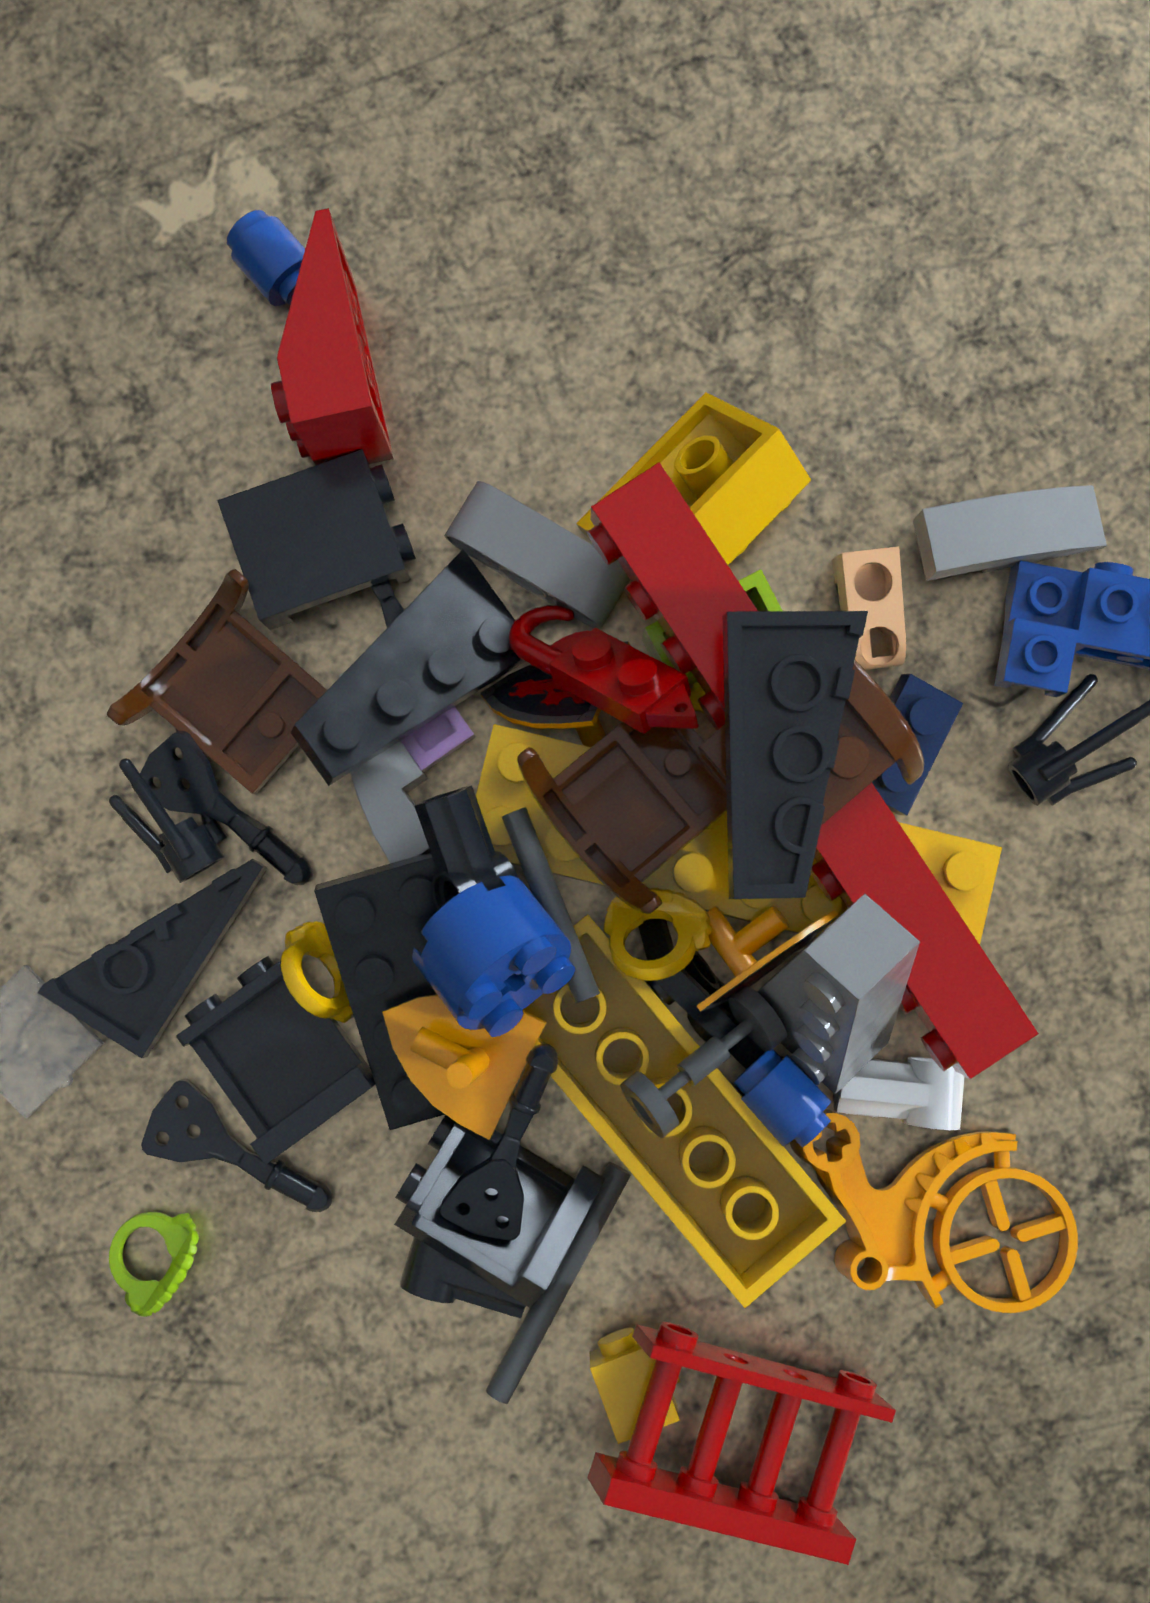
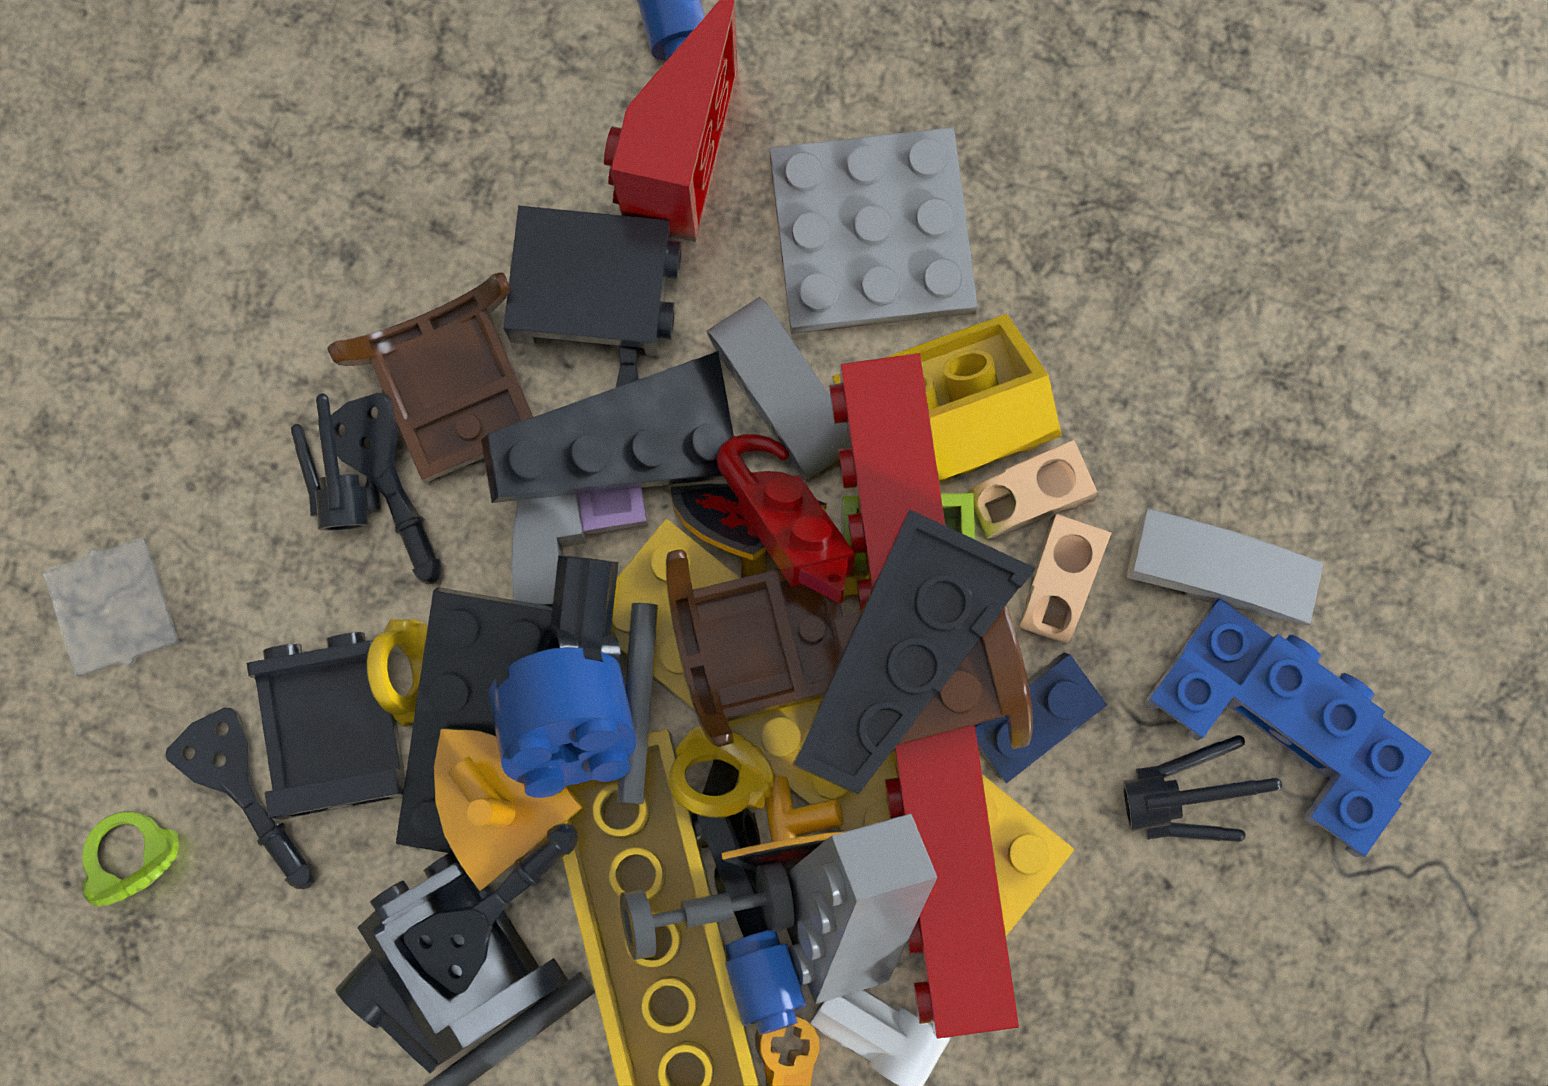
camera: 25 degrees right, 5 degrees down
(142, 979) = (241, 600): black wing -> none
(549, 372) = (873, 230): none -> light grey plate
(809, 540) = (1033, 490): none -> light nougat leg

